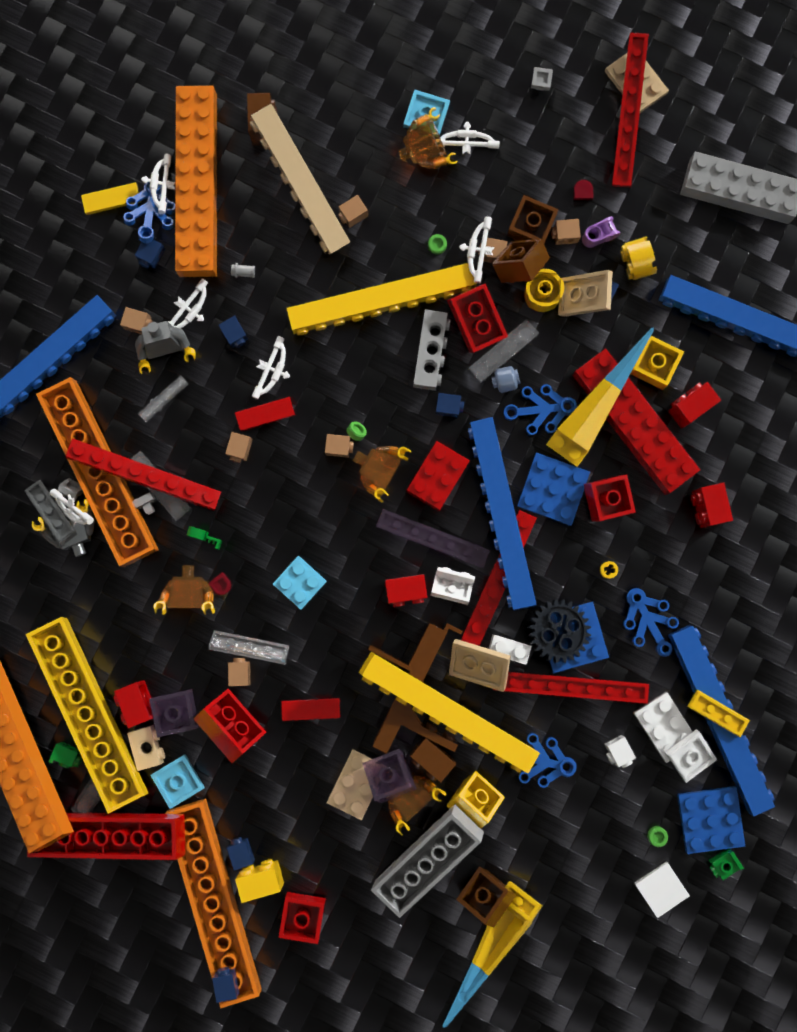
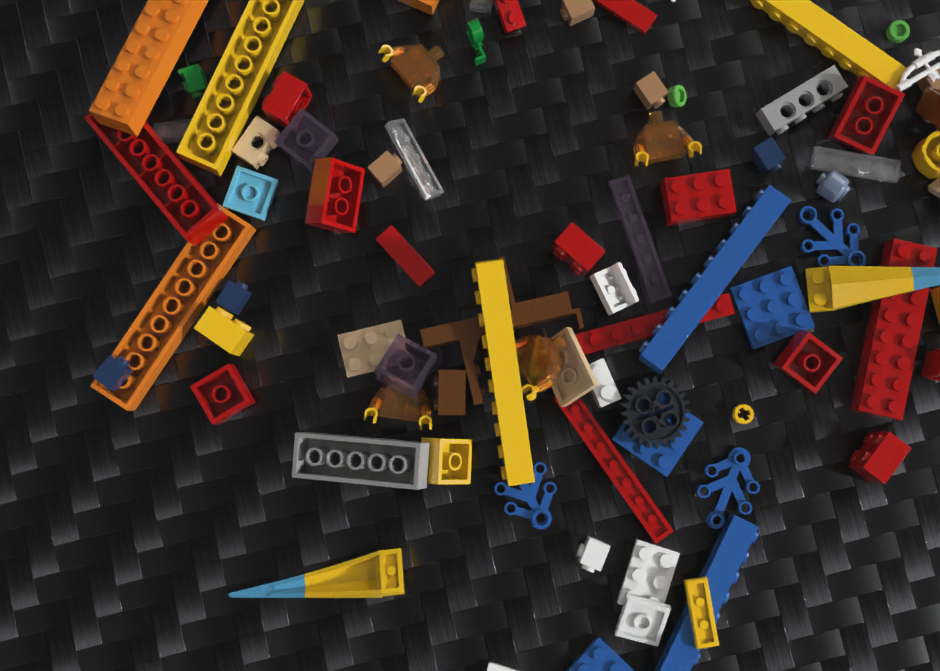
camera: 50 degrees right, 0 degrees up
(221, 584) = (447, 91): dark red tile -> none
(299, 582) = (505, 156): medium azure plate -> none
(460, 681) = (540, 362): none -> clear orange torso
(486, 897) = (371, 538): reddish brown brick -> none
(657, 836) = (546, 648): bright green tile -> none

